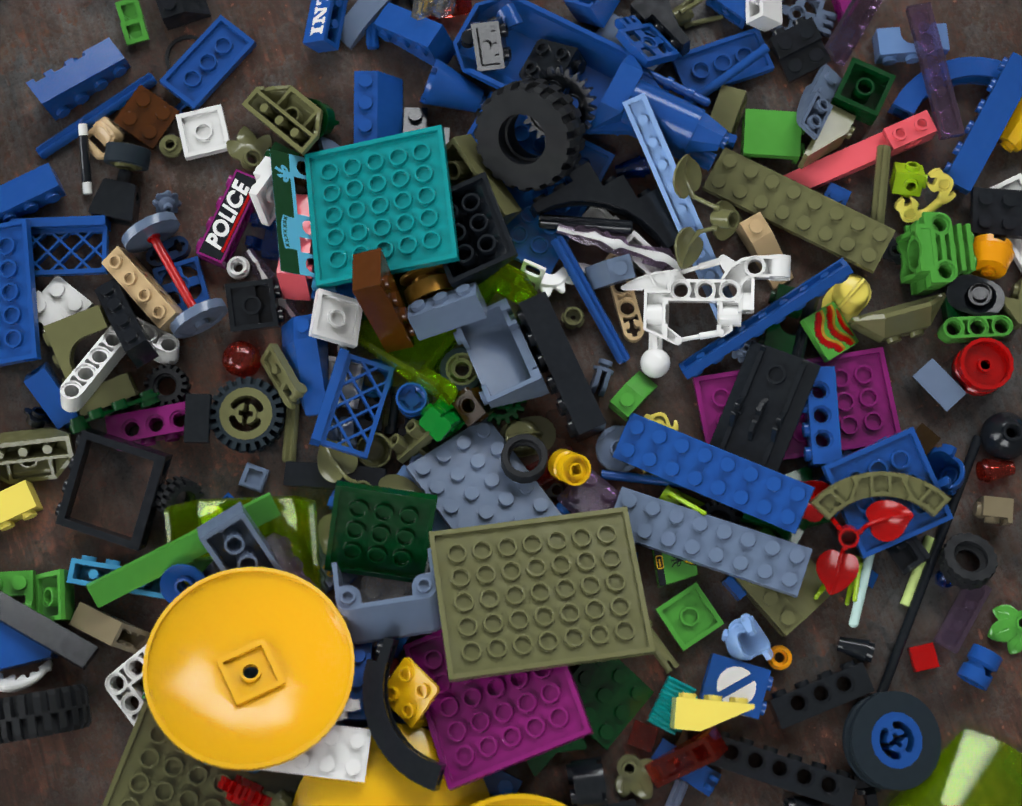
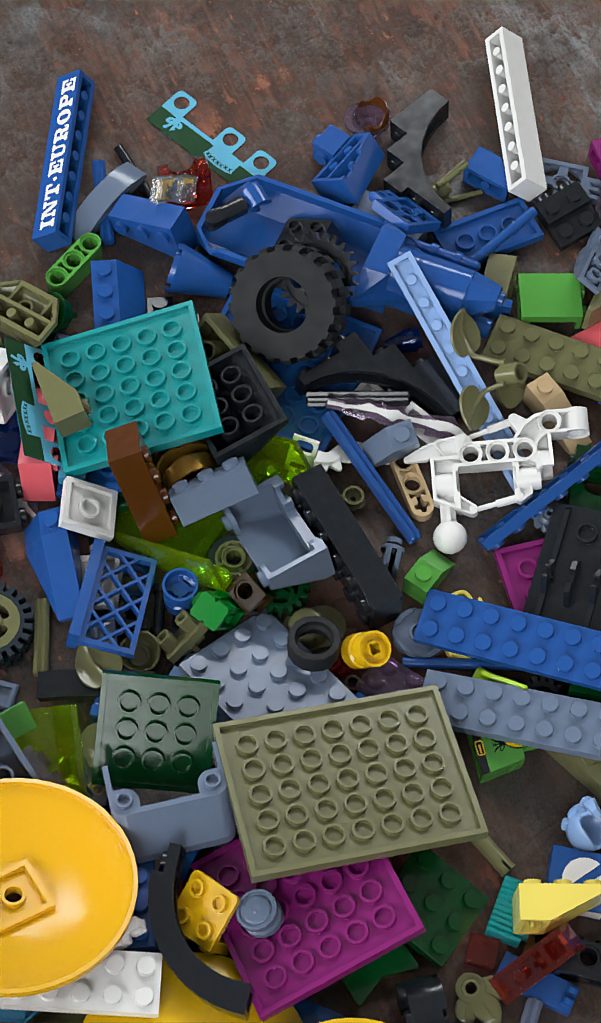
camera: 10 degrees left, 15 degrees down
(282, 376) = (29, 579): olive plate -> none
(320, 223) = (63, 401): none -> olive slope
(341, 61) = (76, 255): none -> bright green beam
(456, 700) = (259, 913): none -> sand blue wheel
(490, 44) = (238, 221): bracket -> none
(689, 616) = (520, 809): bright green plate -> none
(734, 588) = (568, 773): blue tile -> none

